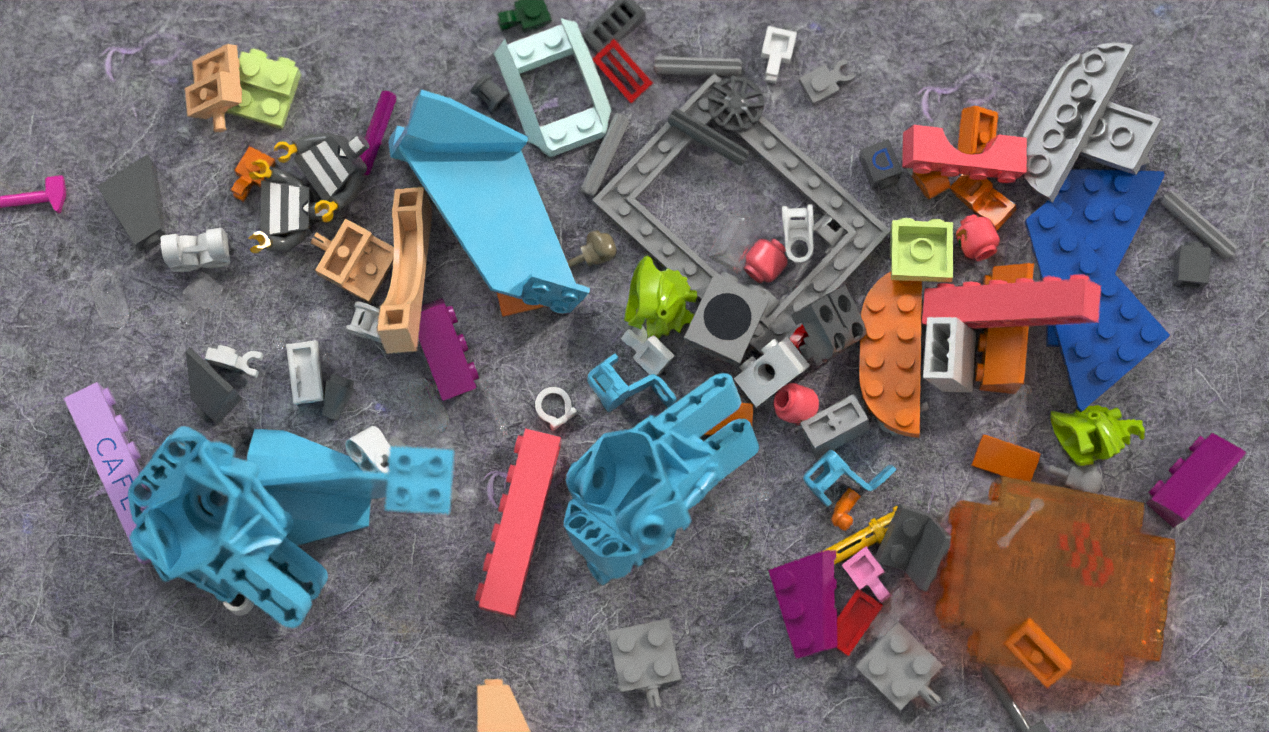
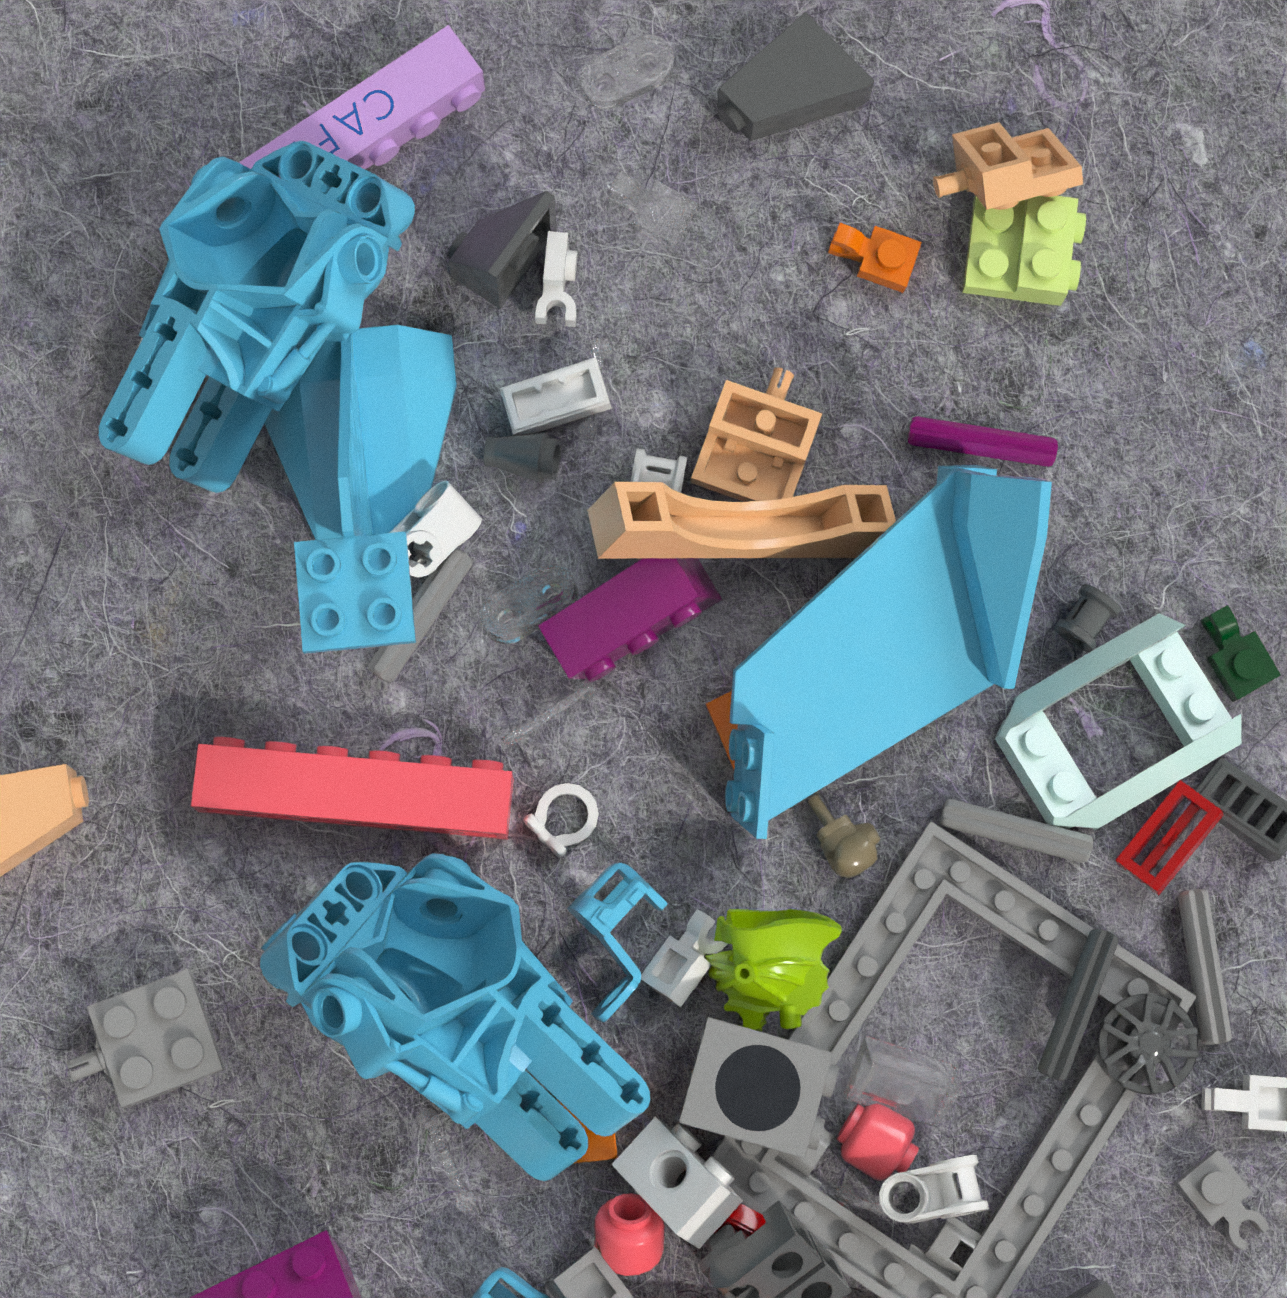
camera: 75 degrees right, 0 degrees up
(192, 252) = (725, 183): white piece -> none
(285, 210) = (821, 316): dark grey torso -> none
(330, 166) = (906, 376): dark grey torso -> none

